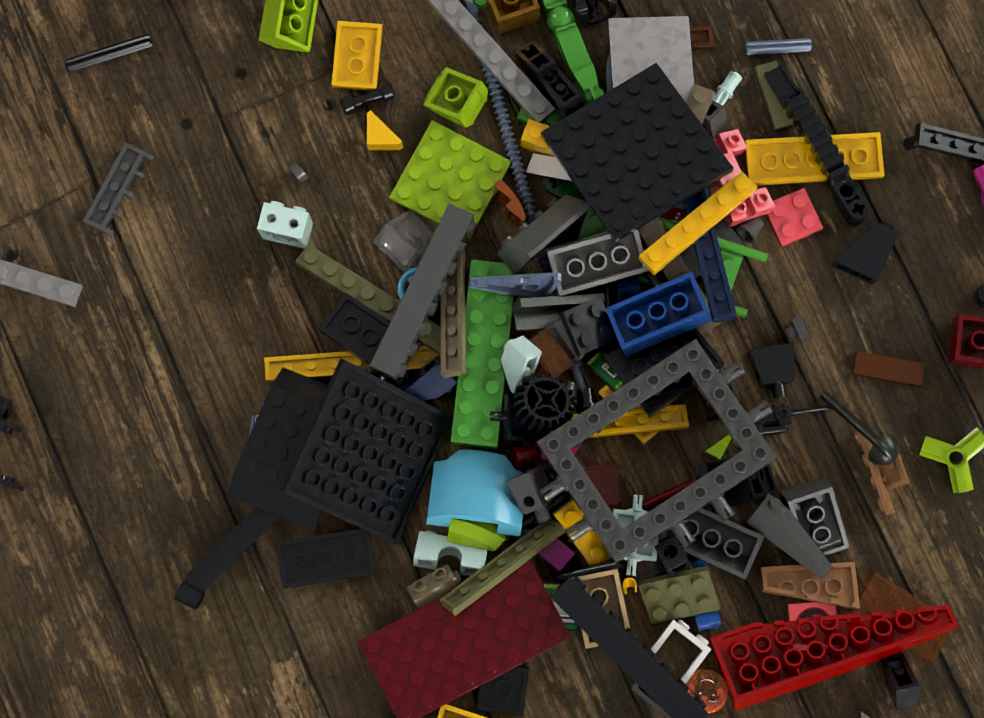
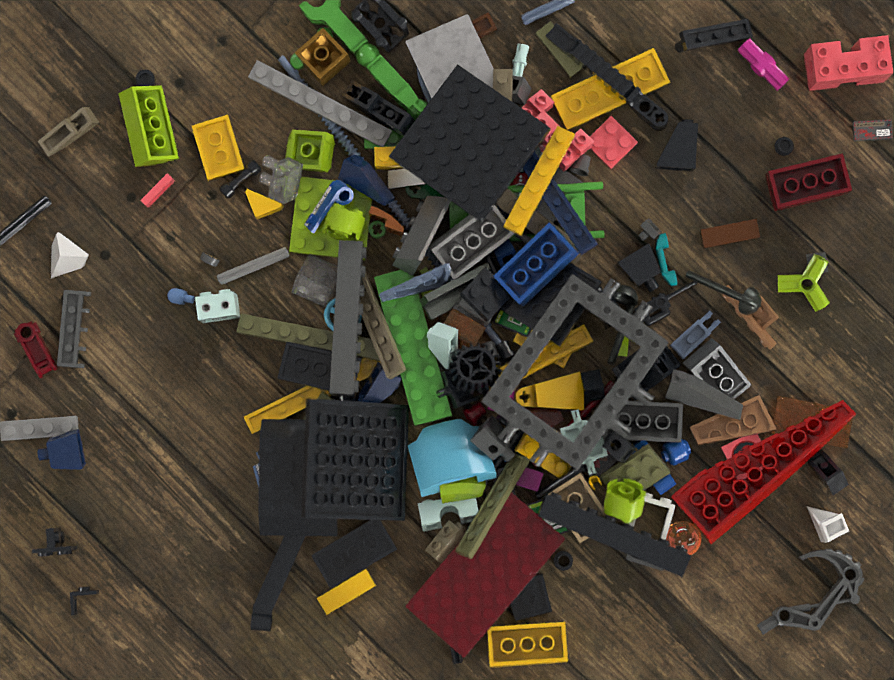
camera: 15 degrees left, 5 degrees up
(50, 317) = (64, 451): none -> dark blue torso
(67, 193) = (35, 349): none -> dark red piece
(143, 108) = (66, 256): none -> white slope
(248, 199) = (179, 296): none -> medium blue cylinder
(272, 76) = (157, 190): none -> coral tile
(299, 599) = (346, 591): none -> yellow slope
(343, 197) = (253, 265): none -> light grey axle
(415, 116) = (284, 179): none -> clear brick
(461, 186) = (344, 223): none -> lime brick
(468, 150) = (336, 192): none -> blue door
(494, 219) = (371, 231): none -> bright green bush
(503, 148) = (363, 177): none -> dark blue slope
(550, 658) = (558, 555): none -> black piece
(624, 469) = (558, 393): none -> yellow piece
(656, 619) = (624, 500): none -> lime brick
(669, 476) = (592, 385): none -> black brick
(734, 589) = (675, 452): none -> blue head
(747, 394) = (627, 296): none -> pearl dark grey piece
(802, 389) = (668, 276): none -> teal bar
(804, 467) = (693, 336): none -> sand blue hinge

